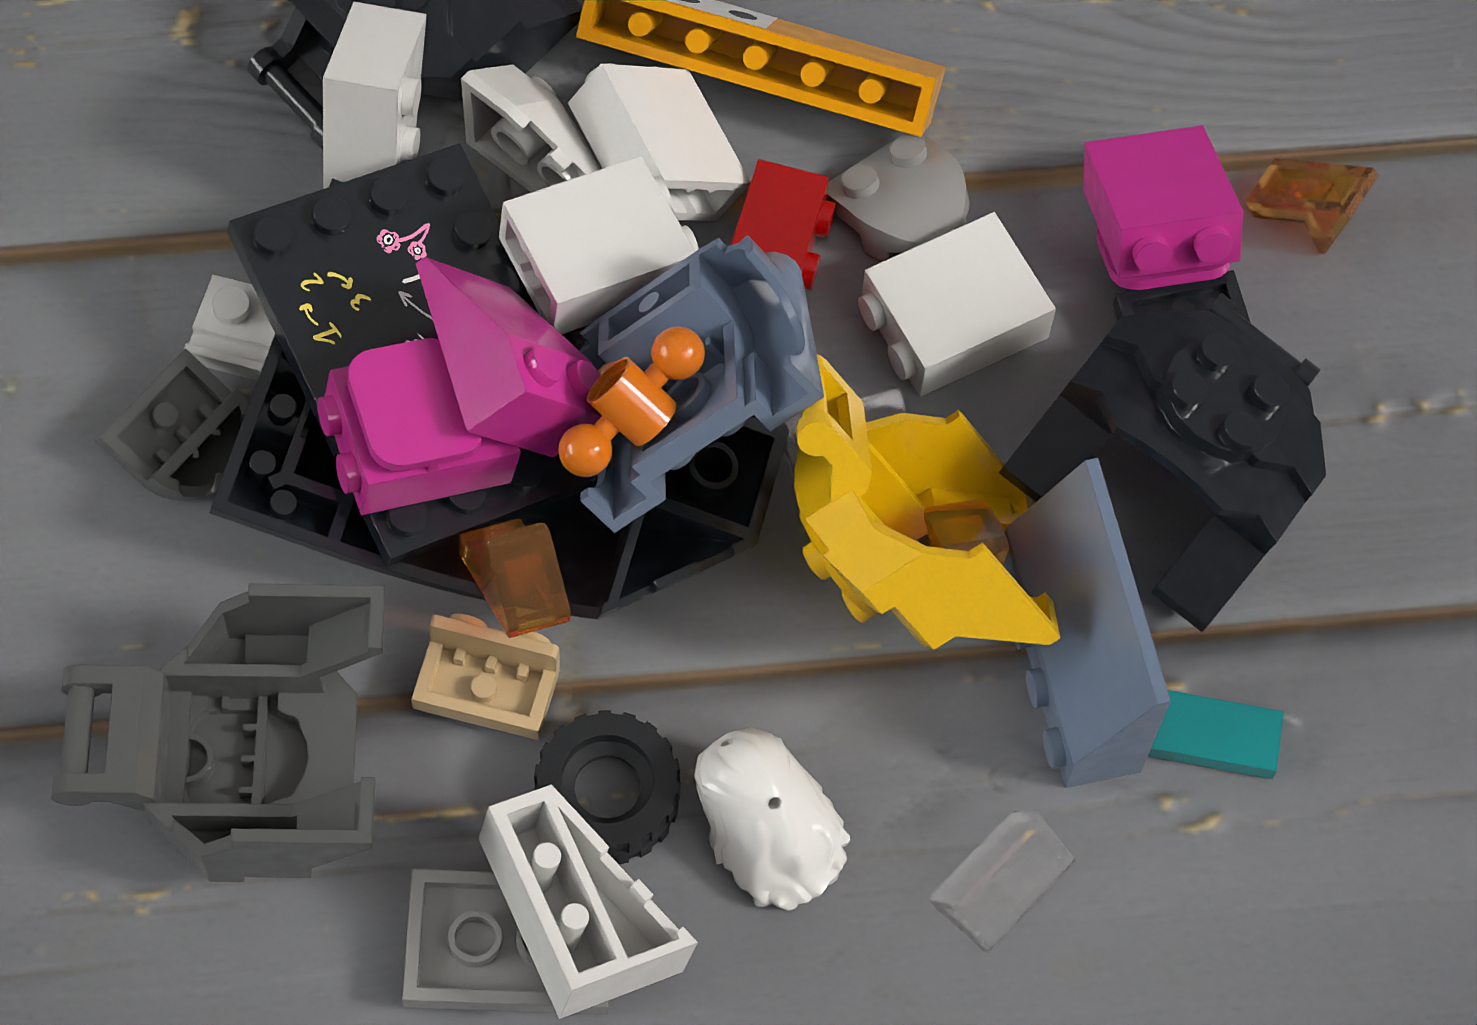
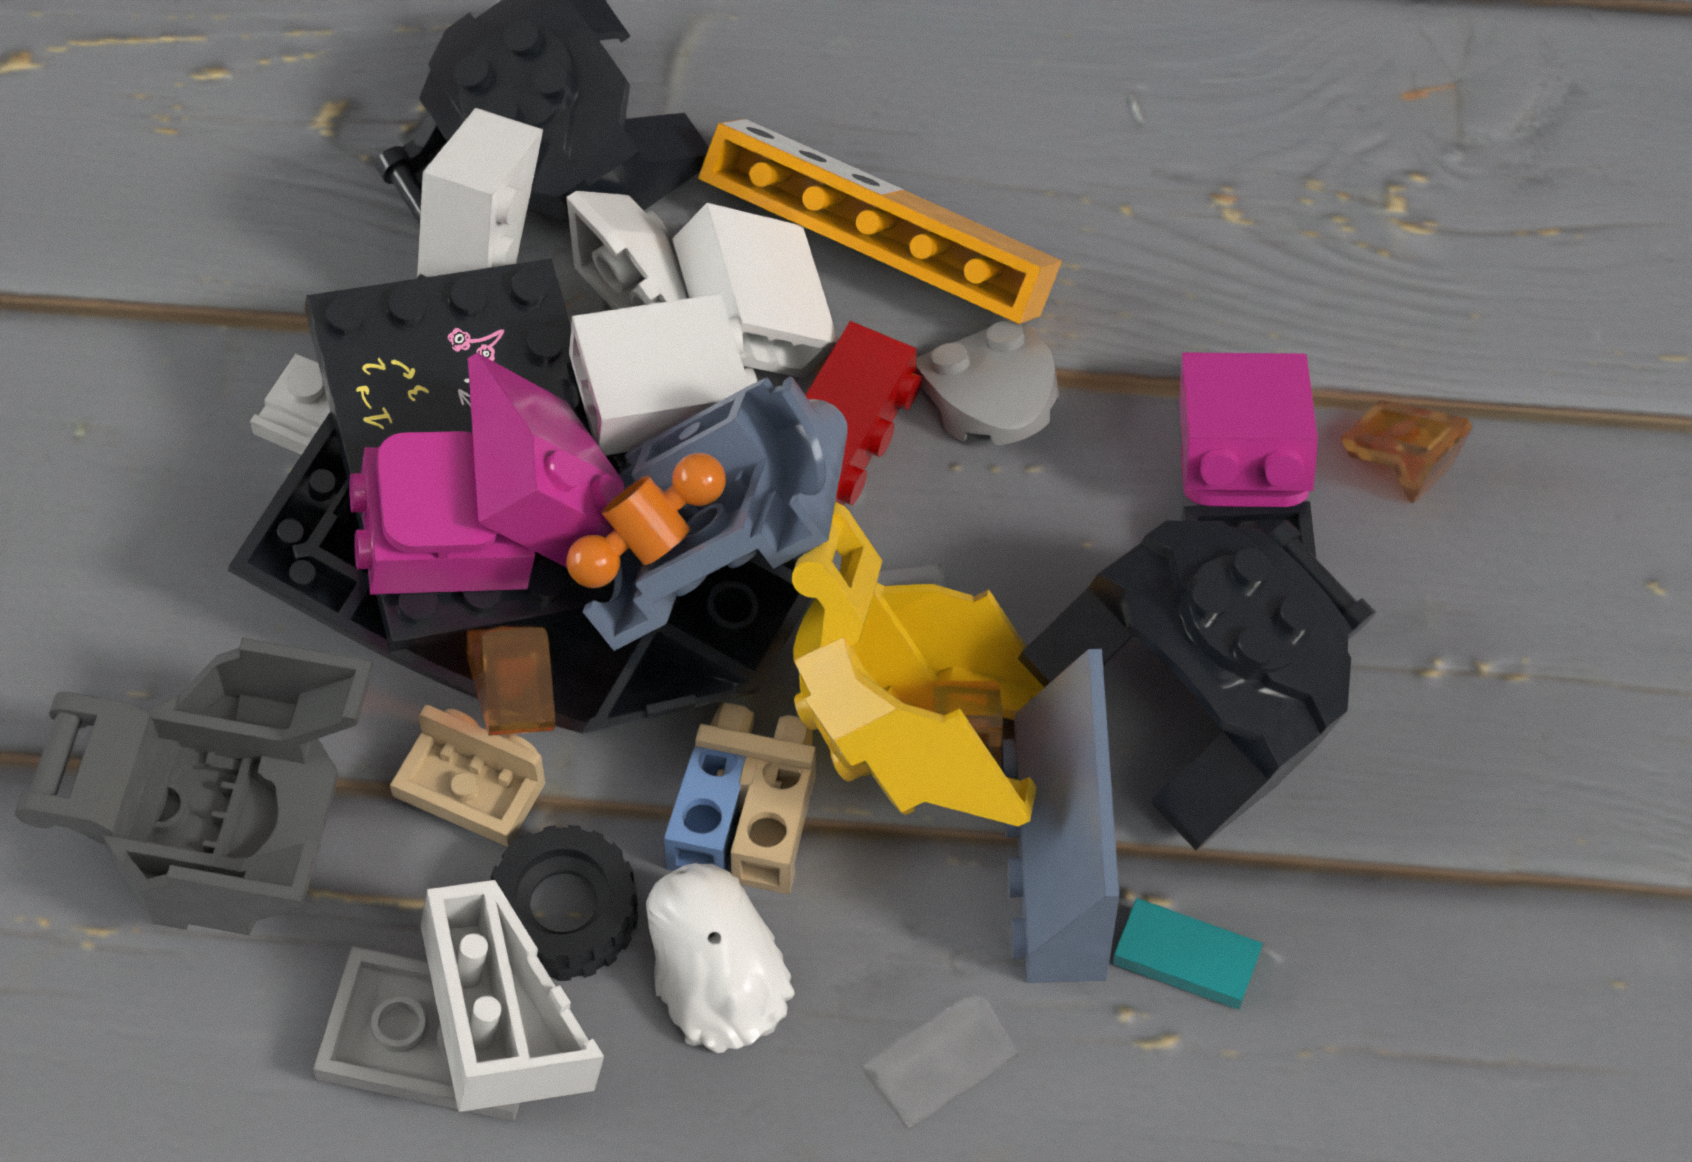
camera: 15 degrees right, 5 degrees down
(178, 431) = (221, 492): dark grey slope -> none
(766, 631) = (749, 775): none -> tan hips
(955, 304) = (1019, 493): white brick -> none

